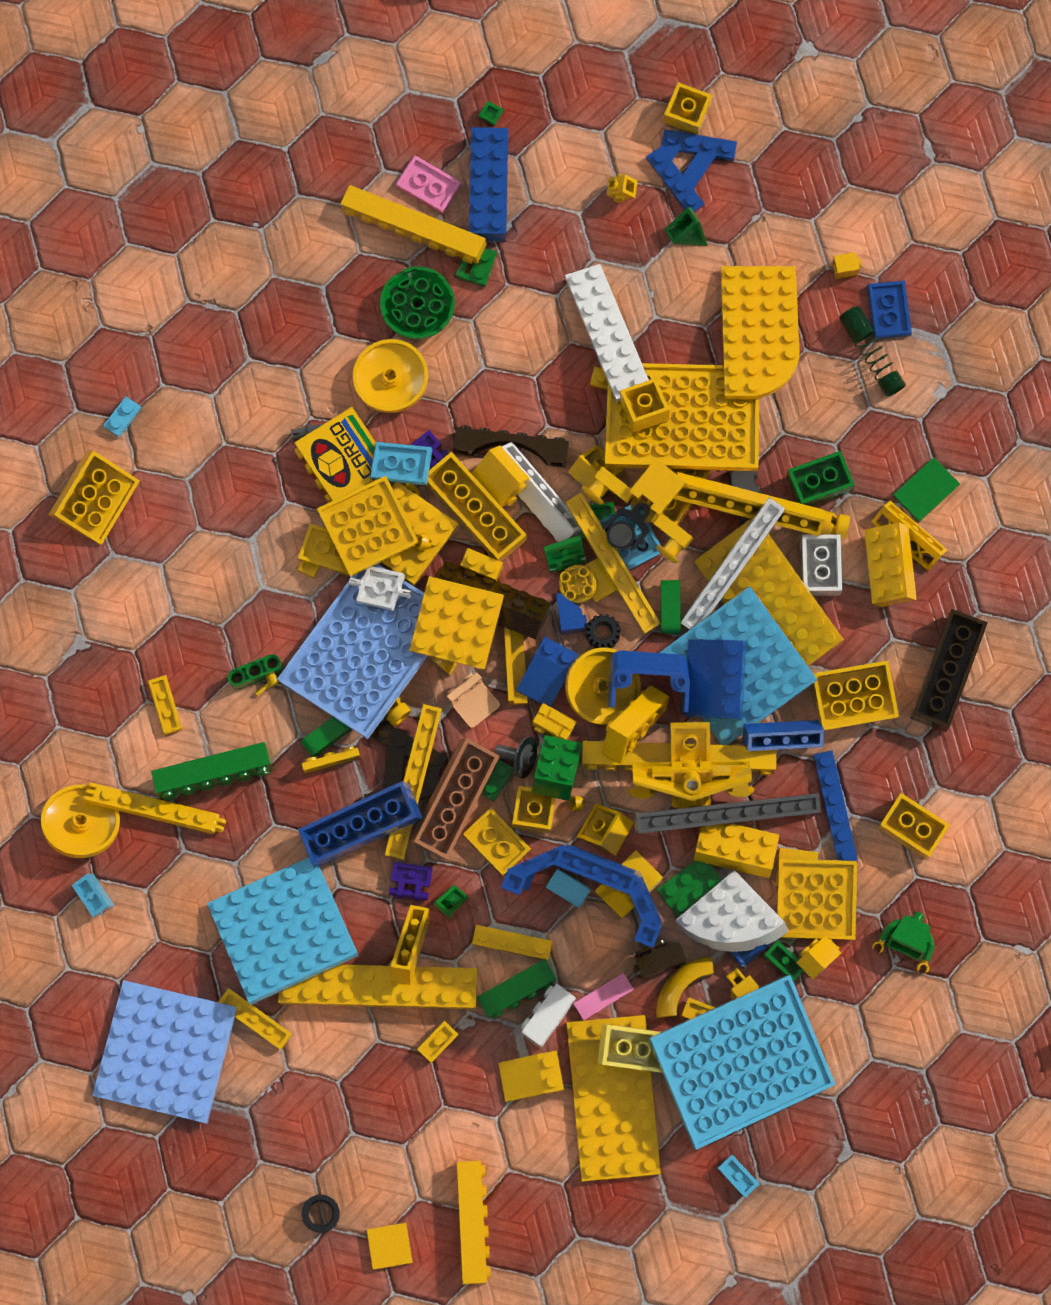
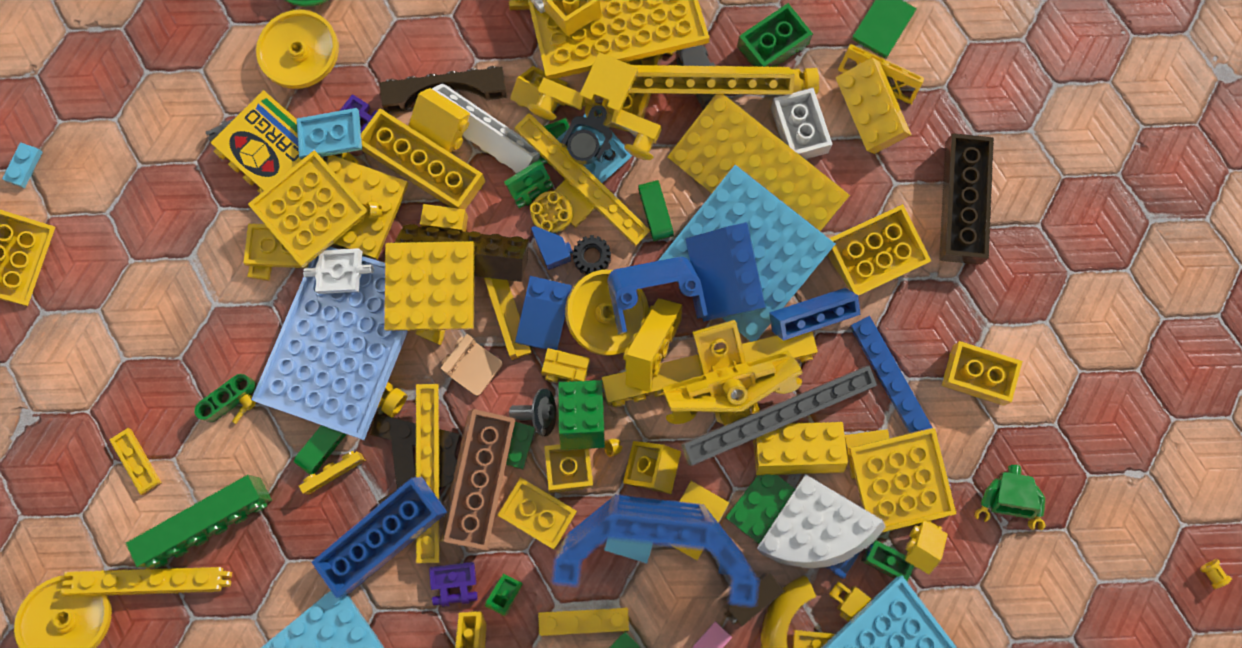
camera: 15 degrees left, 0 degrees up
(733, 563) = (711, 145): white plate -> none

